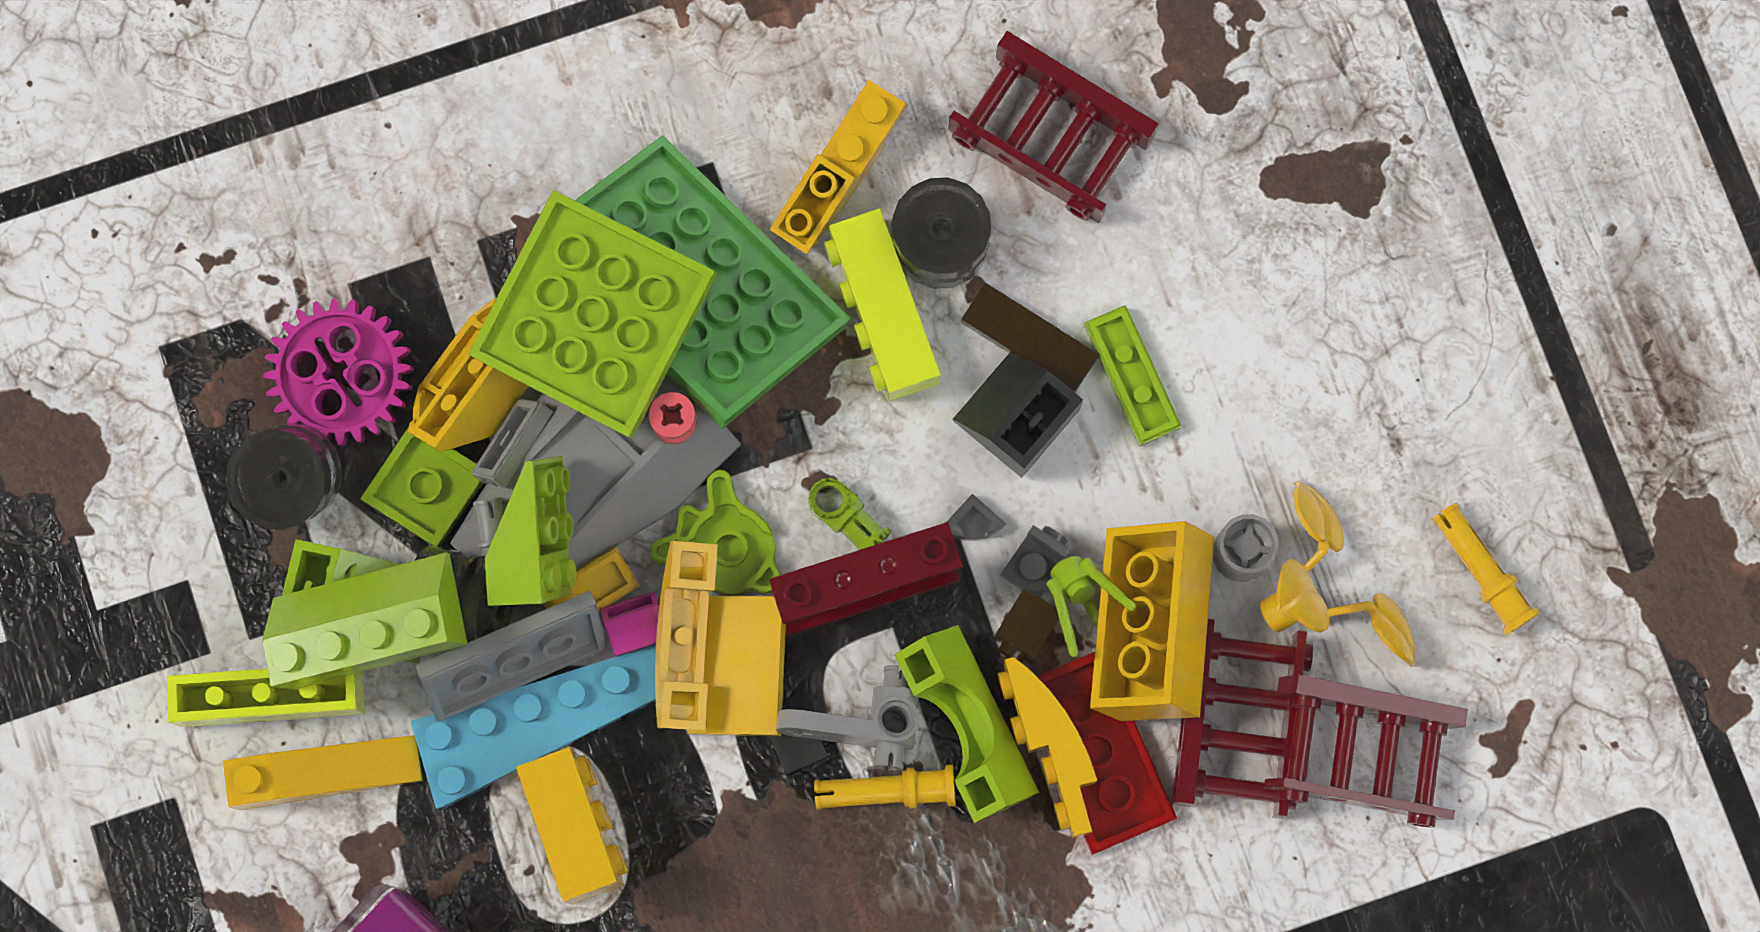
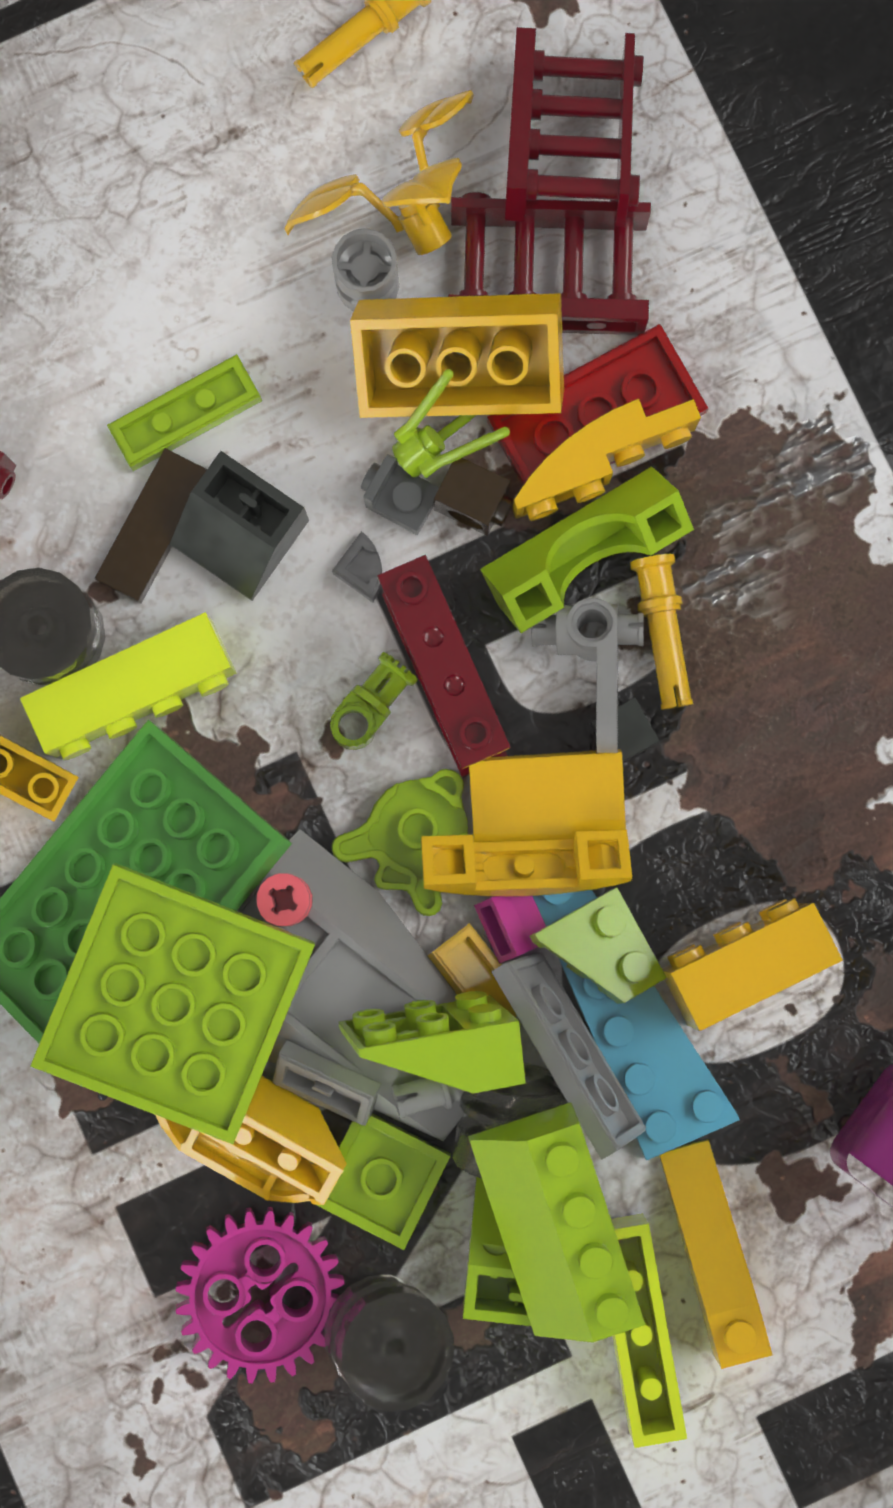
camera: 90 degrees left, 5 degrees up
(603, 699) = (604, 946): none -> lime wing

